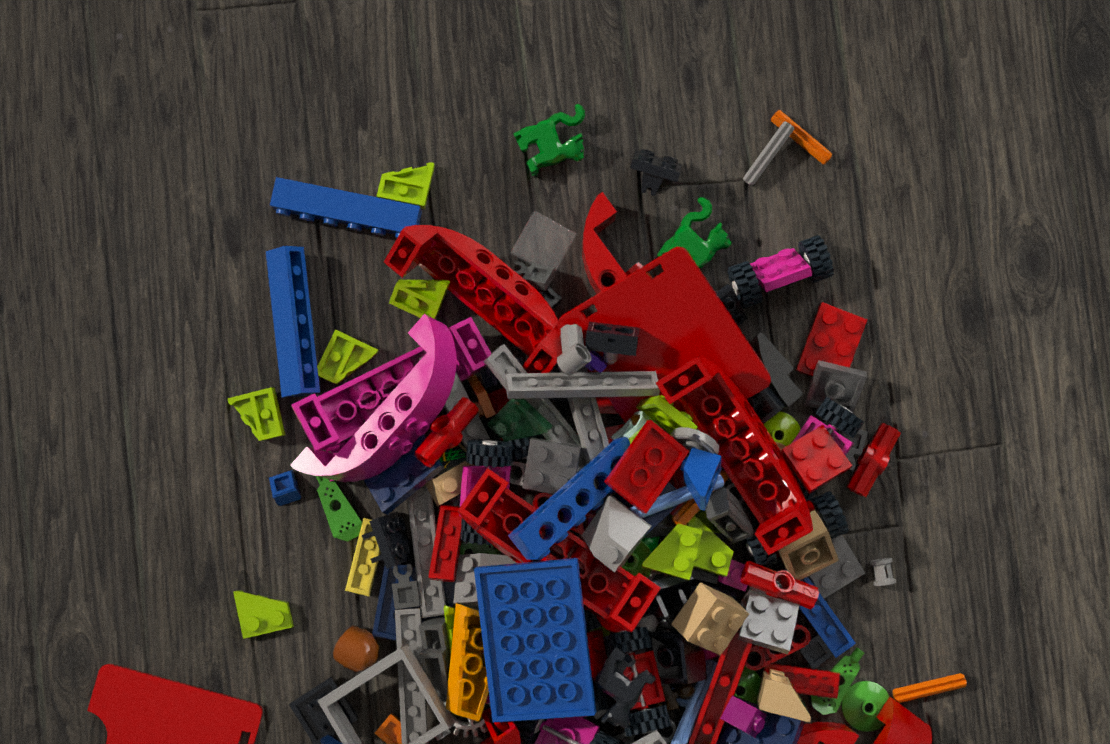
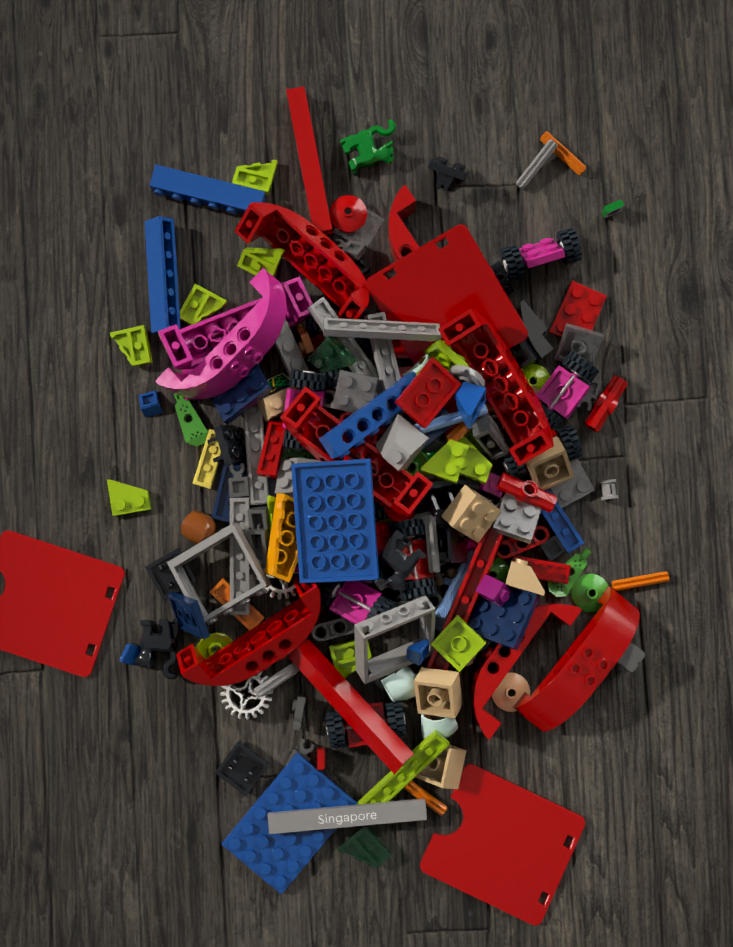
camera: 15 degrees right, 0 degrees up
(446, 432) = (275, 361): red piece -> none
(475, 161) = (309, 159): none -> red tile
(532, 240) = (350, 222): none -> red dish
(574, 352) = (376, 303): light grey piece -> none
(596, 362) = (390, 311): dark purple plate -> none
(612, 340) = (406, 297): black piece -> none
(660, 659) = (432, 544): none -> light grey axle
(699, 249) = (481, 235): green animal -> none
(816, 458) = (560, 397): red plate -> none
(868, 206) = (612, 208): none -> green tile

